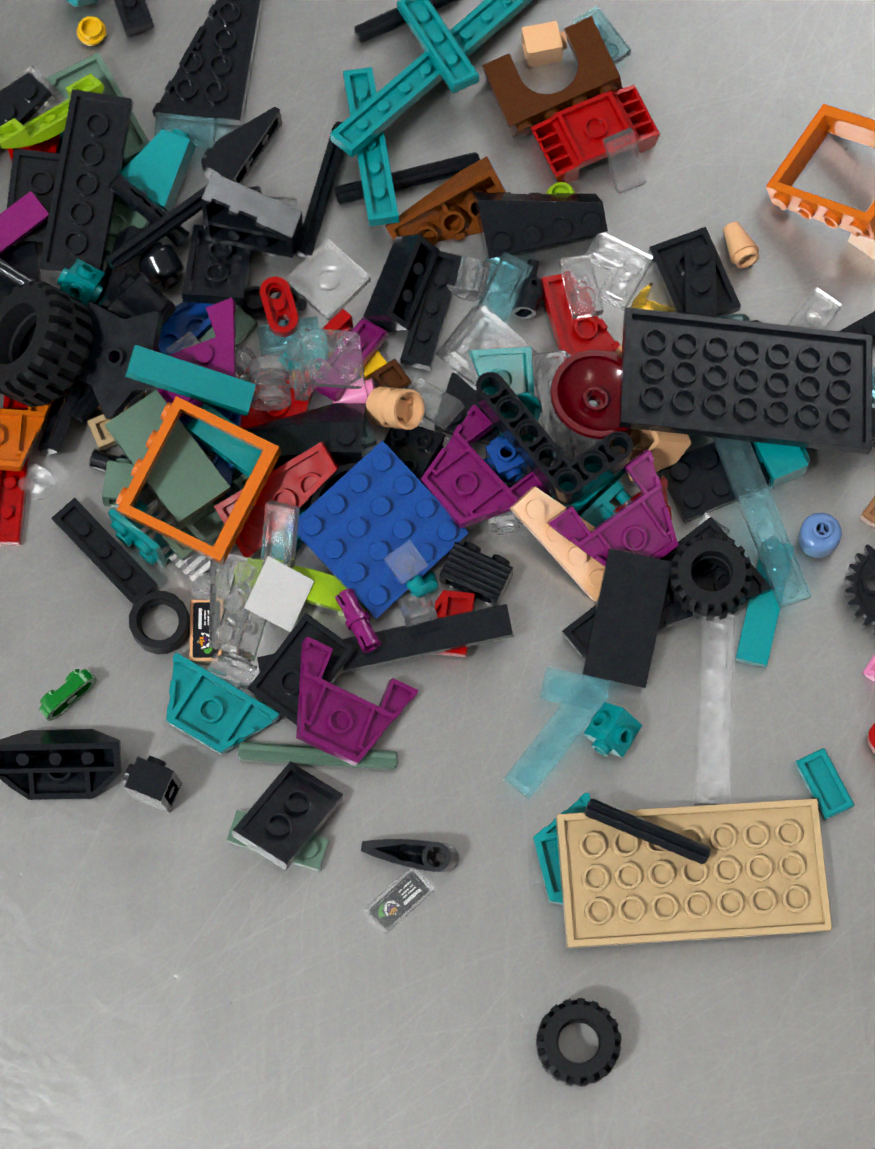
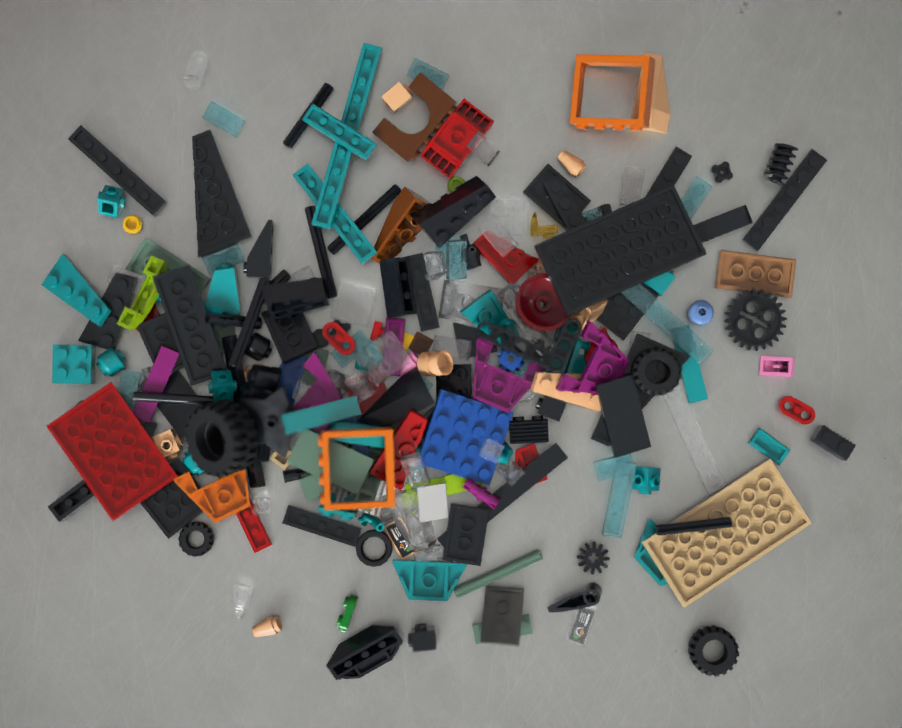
camera: 30 degrees left, 15 degrees up
(181, 584) = (374, 521): none -> teal arm
(336, 718) = (502, 552): magenta wing -> none
(473, 816) = (598, 562): none -> black gear
(527, 558) = (550, 407): none -> black brick

